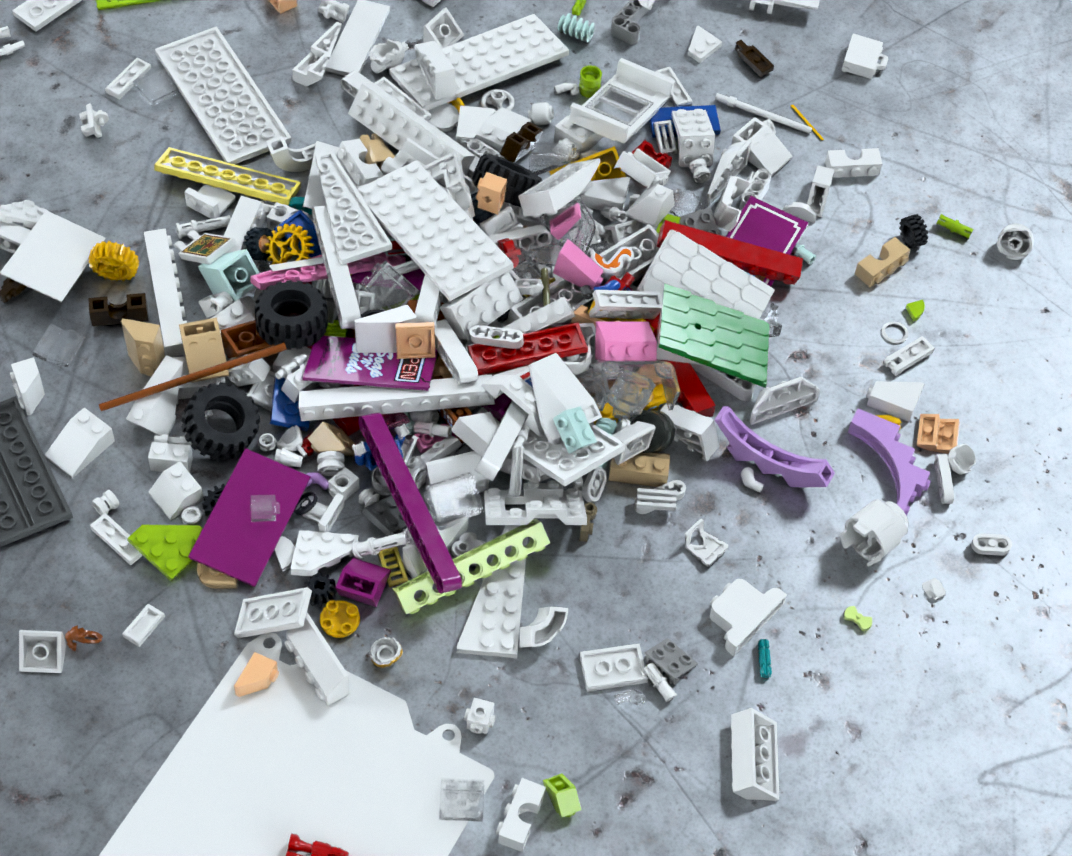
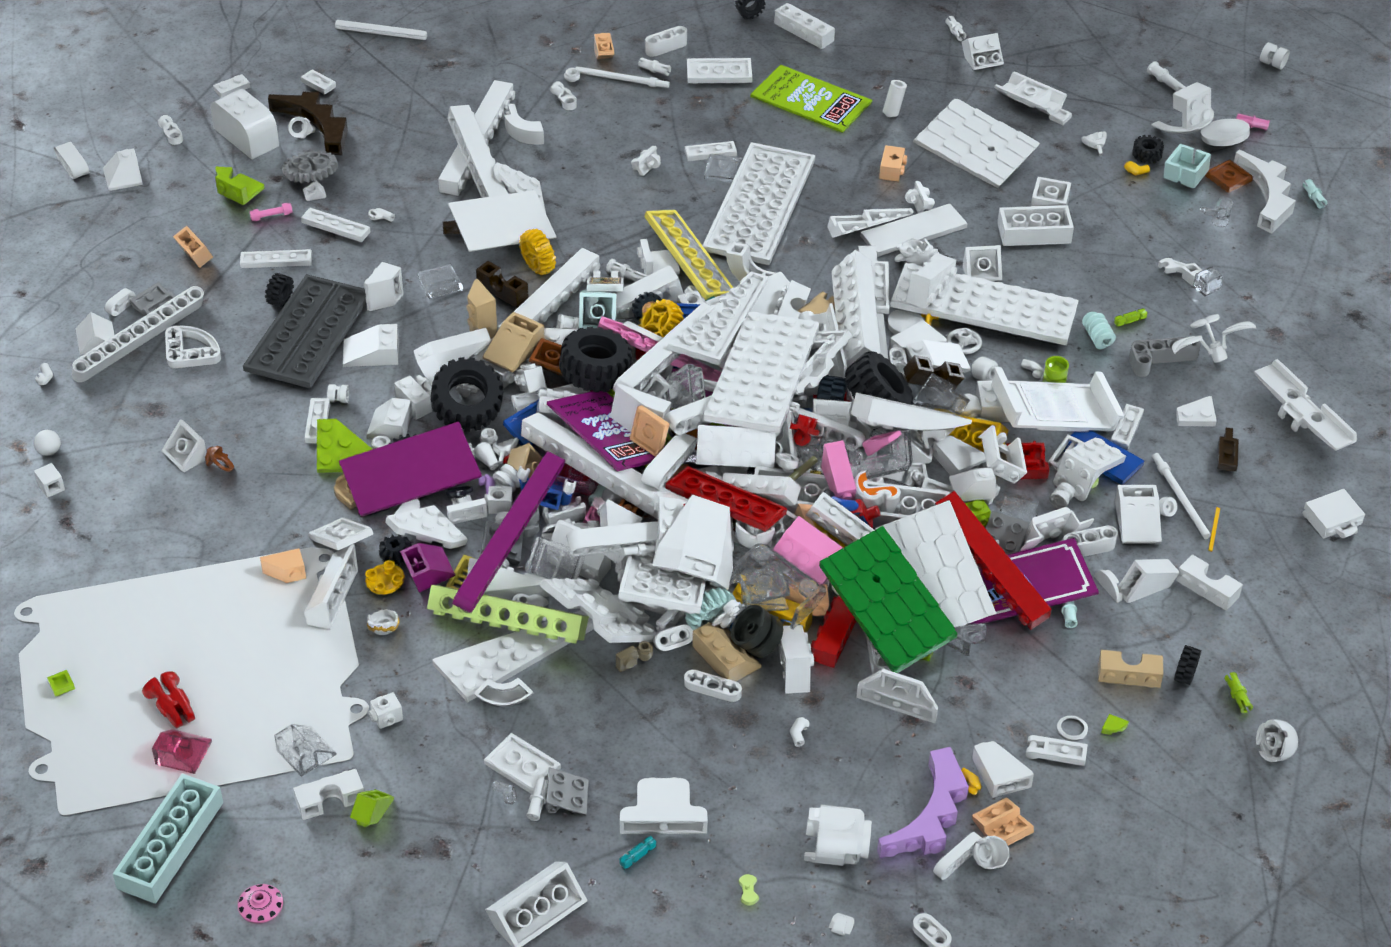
camera: 50 degrees right, 10 degrees down
(143, 625) = (265, 483): white tile -> none
(192, 377) = (483, 351): dark orange piece -> none
(264, 508) = (420, 466): clear brick -> none
(373, 545) = (460, 547): white pin -> none
(491, 193) = (838, 377): light nougat brick -> none
(513, 340) = (712, 473): white beam -> none
(516, 469) = (612, 570): white axle -> none
(574, 429) = (674, 566): light aqua bracket -> none
(614, 214) = (943, 473): white axle -> none
(636, 440) = (721, 619): white slope -> none
(656, 497) = (705, 680): white tile -> none
(711, 545) = (704, 749): white piece -> none
(732, 162) = (1100, 506): white wedge -> none
(770, 459) = (838, 748): lavender arch -> none

